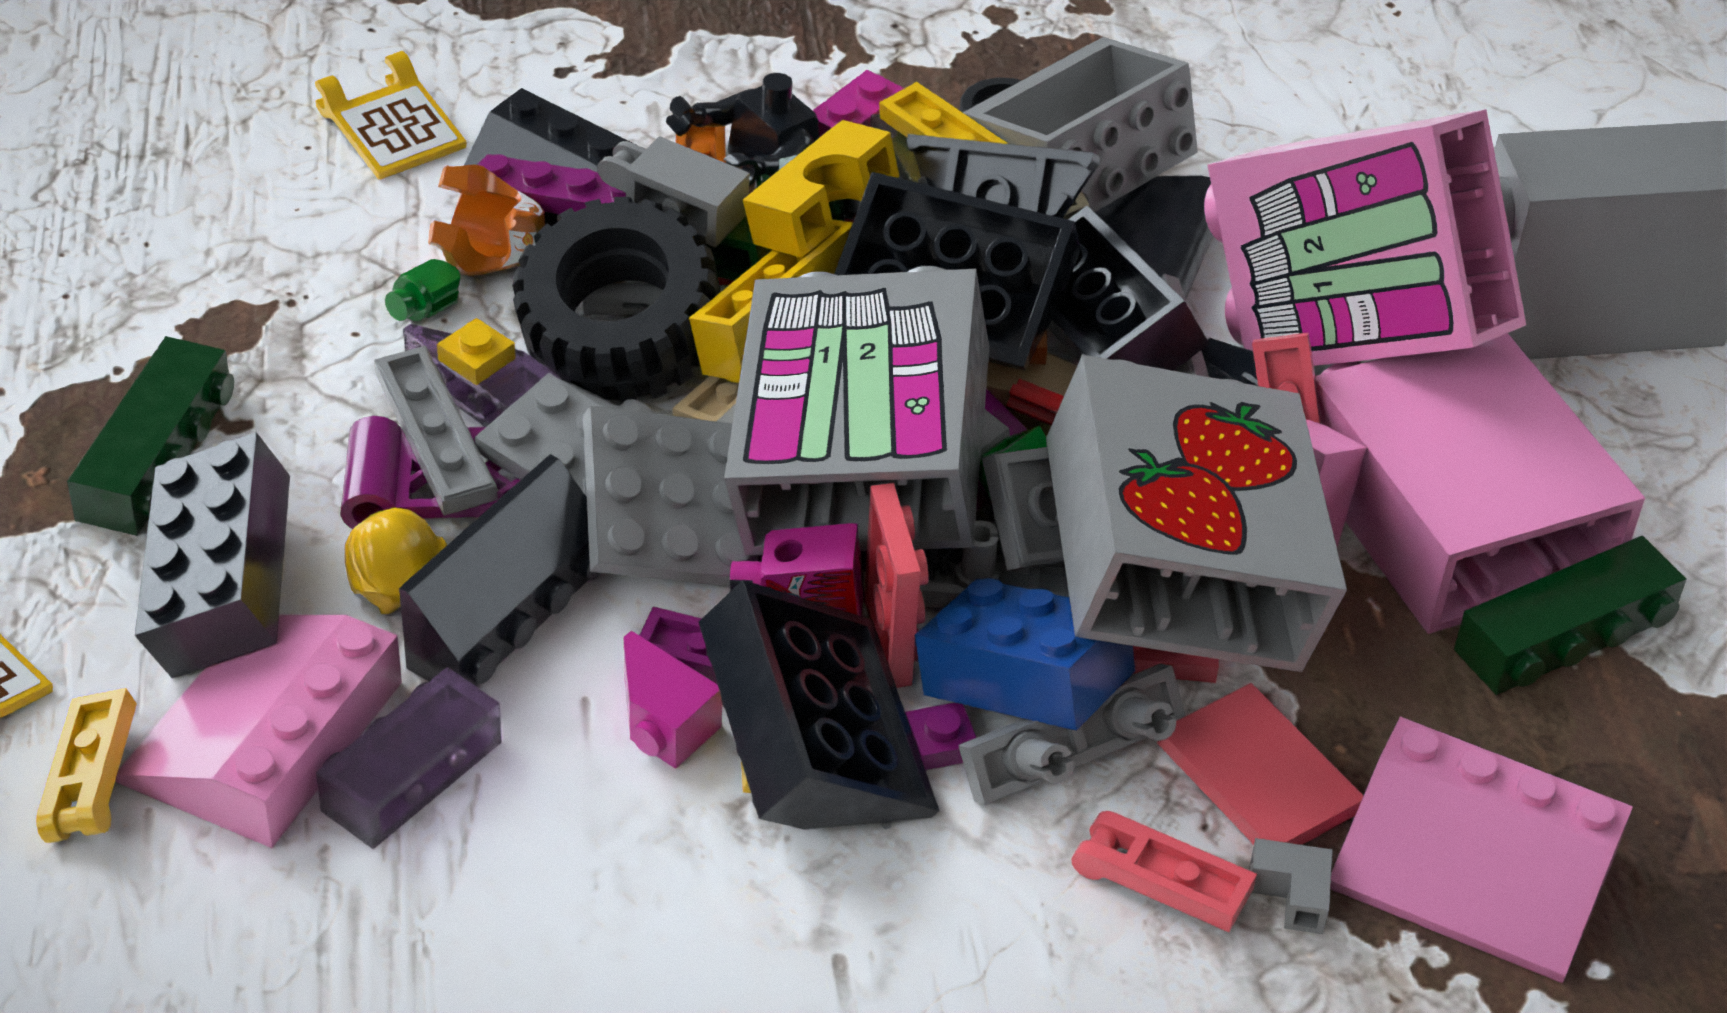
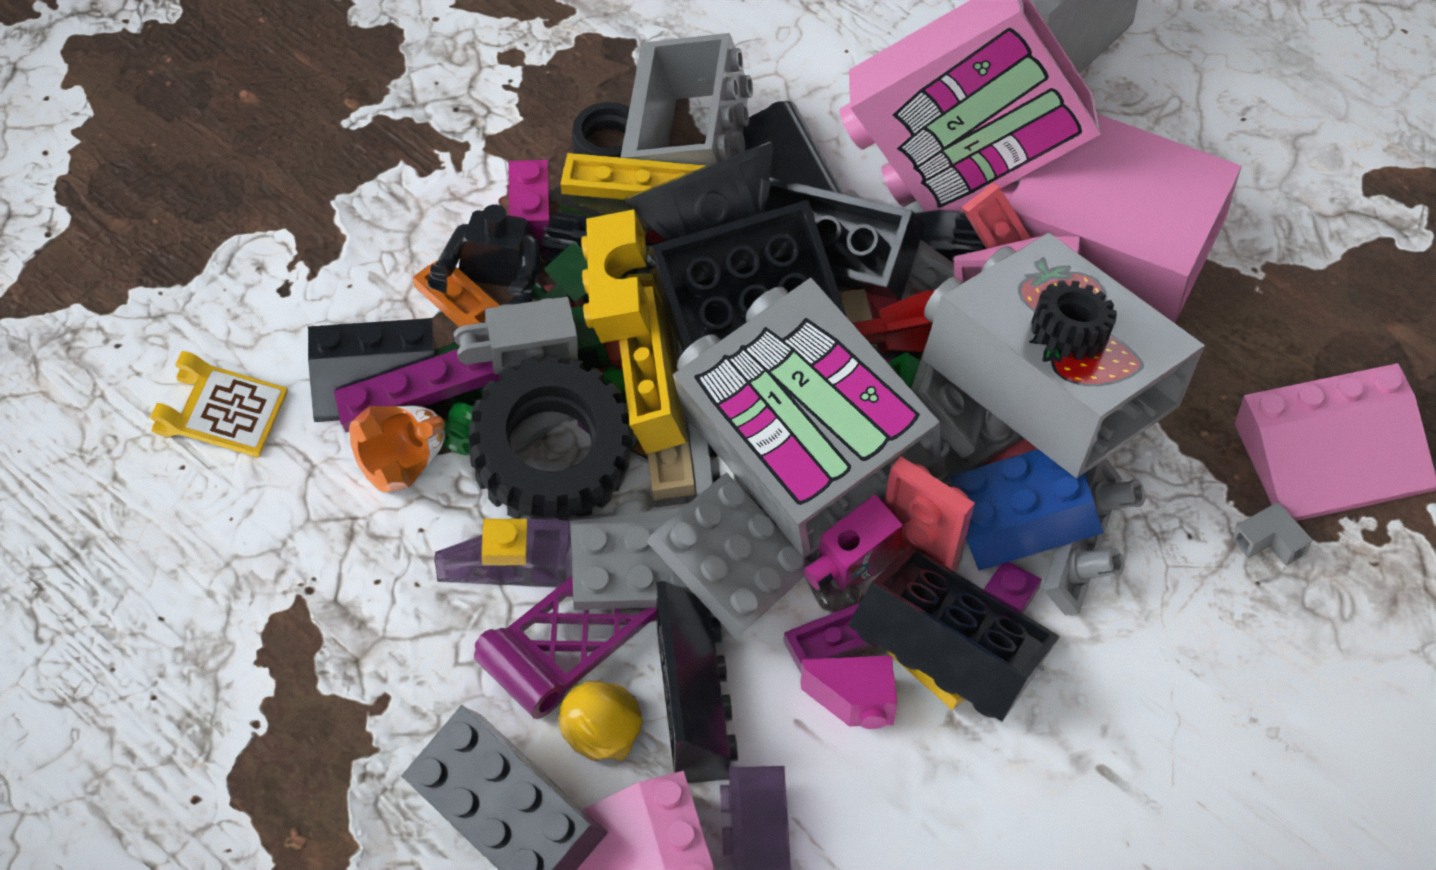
camera: 40 degrees left, 10 degrees up
(154, 423) = (351, 755): dark green brick -> none
(424, 291) = (397, 519): green arm -> none
(435, 430) = (532, 614): light grey tile -> none
(1164, 869) = (1207, 579): coral plate -> none
(1198, 456) = (1055, 324): none -> black tyre
(1261, 769) = (1191, 479): coral tile -> none
(1569, 615) = (1240, 264): dark green brick -> none

